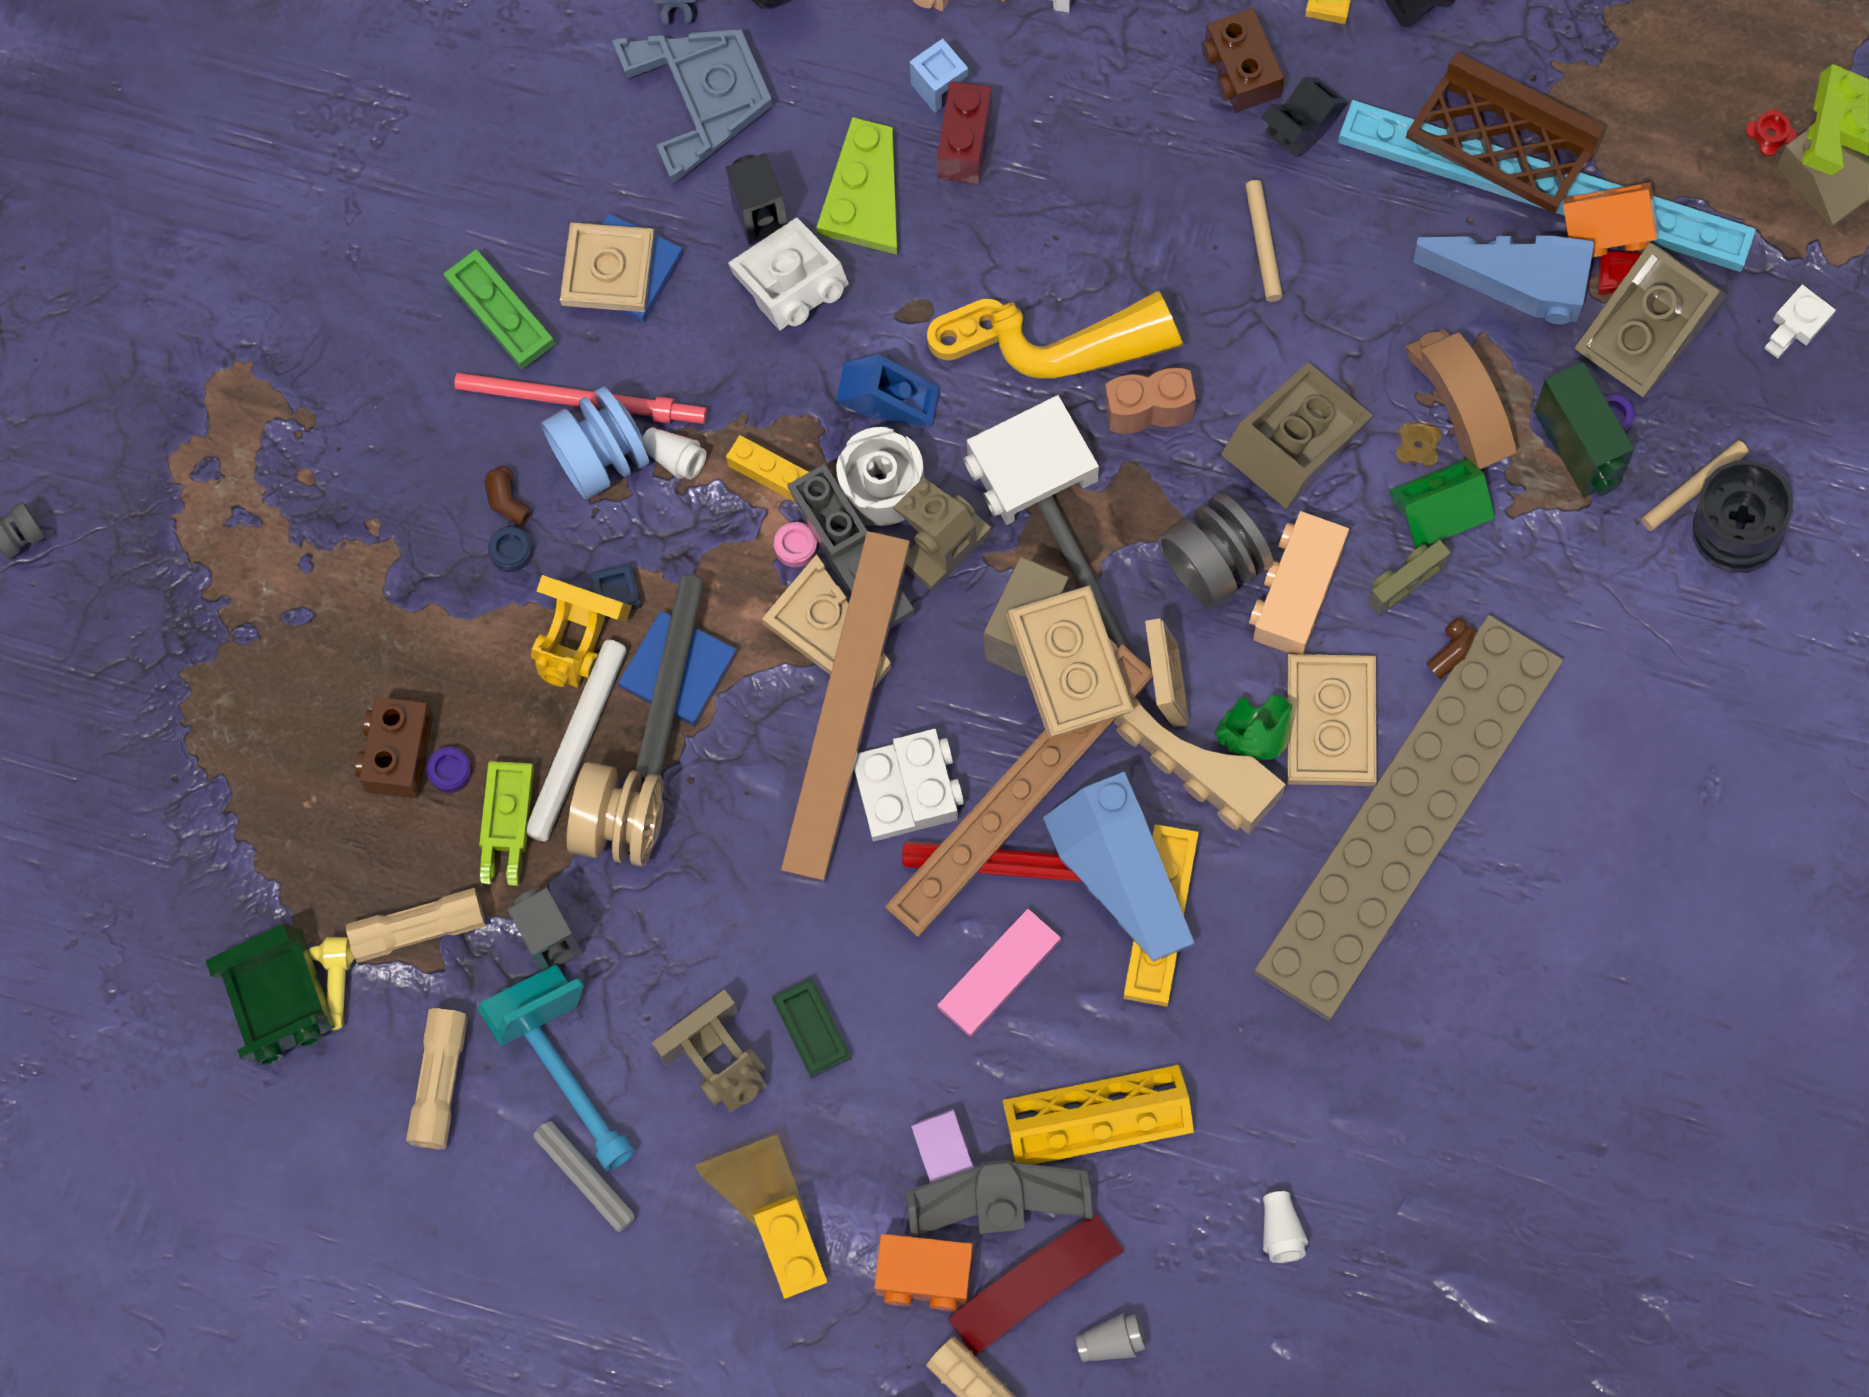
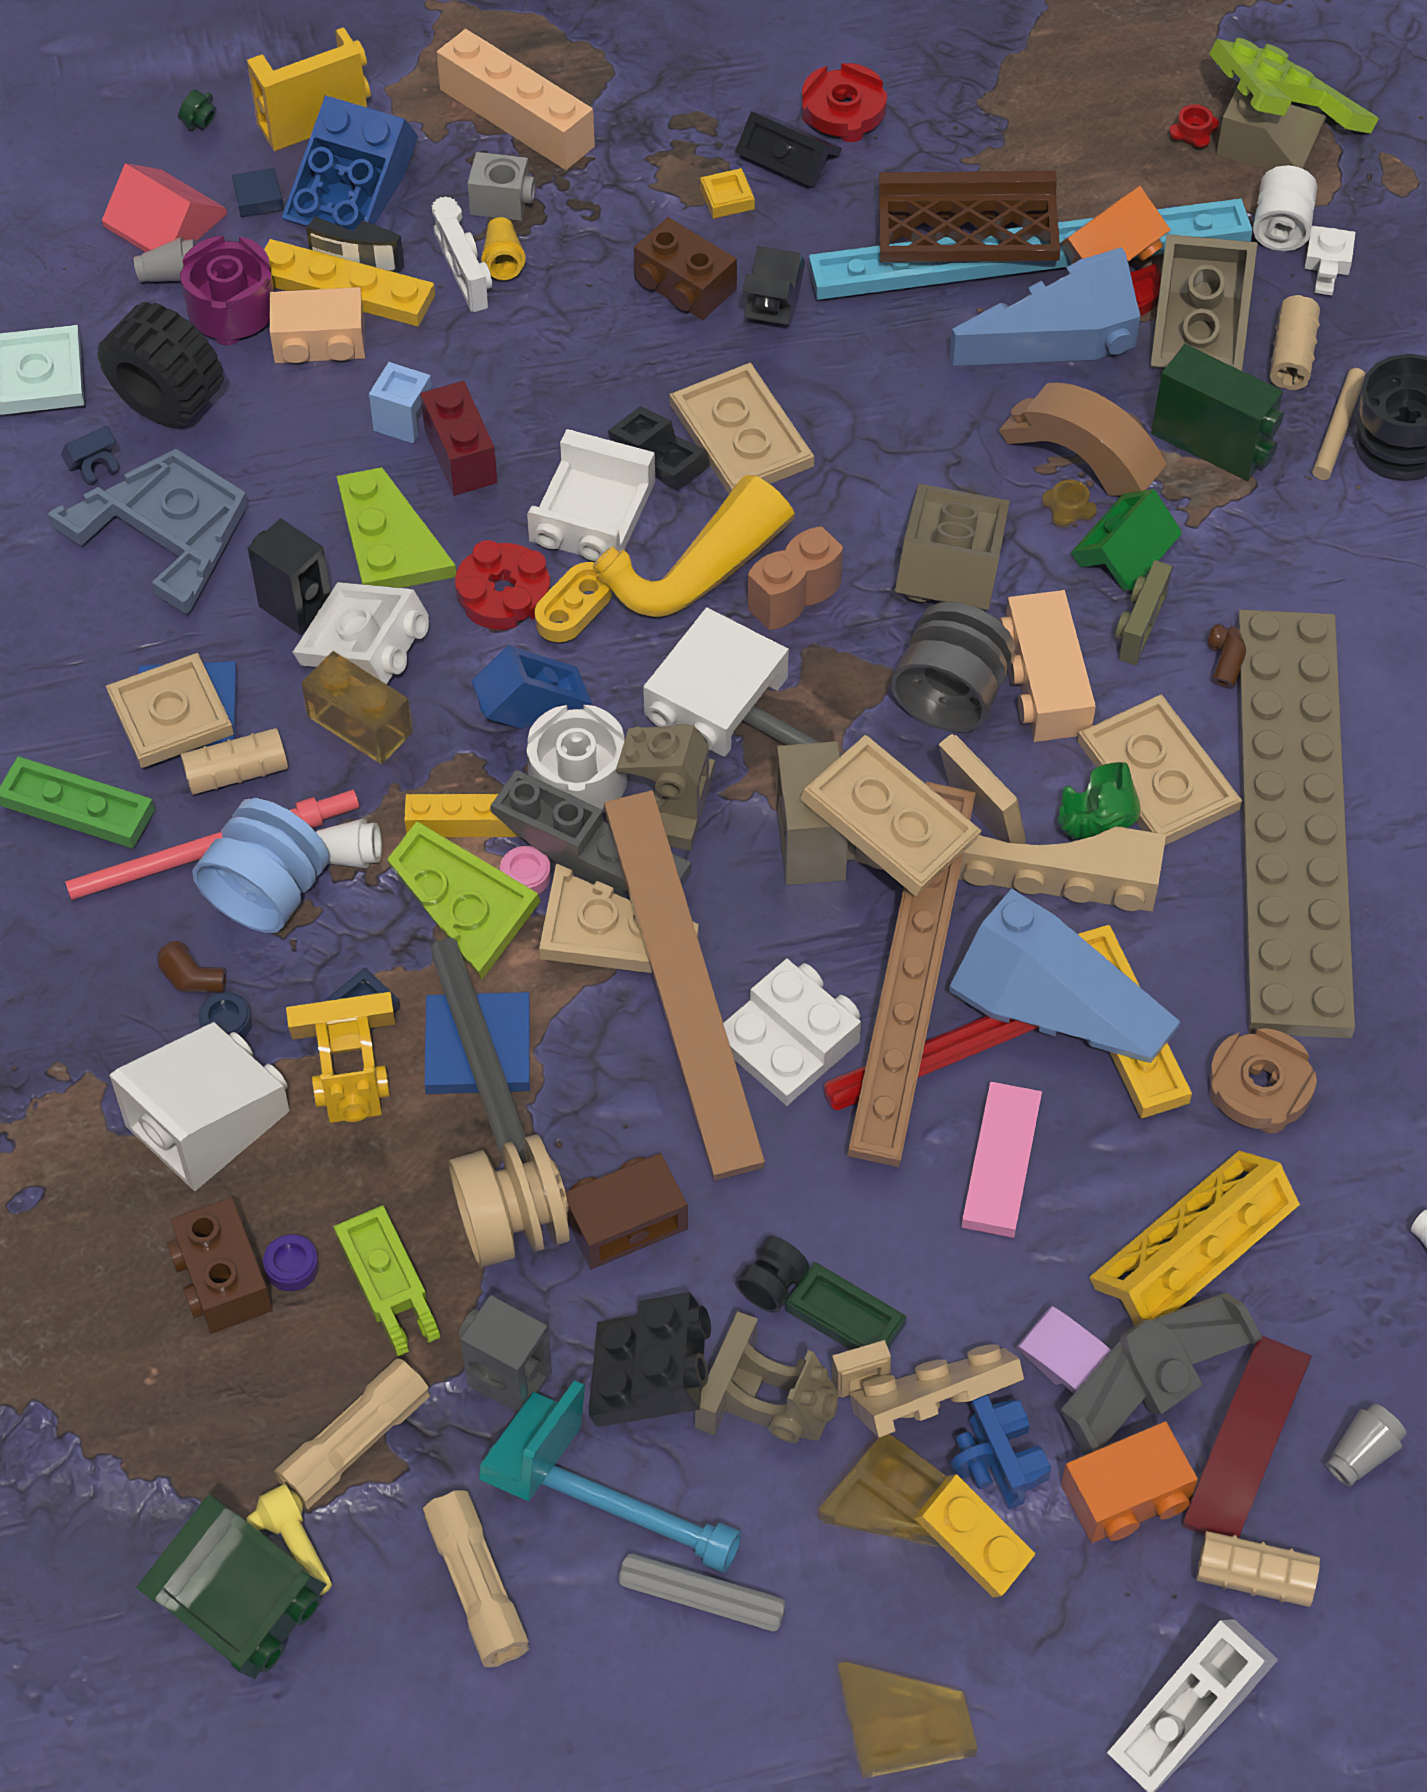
camera: 35 degrees left, 15 degrees down
(451, 611) = (199, 1101): none -> white slope
(575, 740) = (413, 1164): white axle -> none
(632, 336) = (234, 761): none -> tan axle
(643, 991) = (650, 1361): none -> black plate
(663, 1345) = (903, 1721): none -> clear yellow wing
(699, 862) = (626, 1210): none -> reddish brown brick
(736, 542) = (463, 895): none -> lime wing
(747, 339) = (357, 707): none -> clear yellow brick
(782, 965) = (772, 1273): none -> black wheel
(790, 1078) = (858, 1365): none -> tan tile
(815, 1120) = (920, 1394): none -> tan wing
(855, 1174) = (992, 1429): none -> blue hips
(919, 260) = (496, 563): none -> red plate
(1038, 243) = (593, 496): none -> white panel
(1122, 220) = (675, 458): none -> black slope
(1199, 236) = (741, 427): none -> tan tile
(1240, 995) = (1255, 1105): none -> medium nougat plate
(1263, 241) = (805, 406): tan bar -> none
(1706, 391) = (1294, 342): none -> tan axle
(1789, 255) = (1285, 208): none -> white wheel

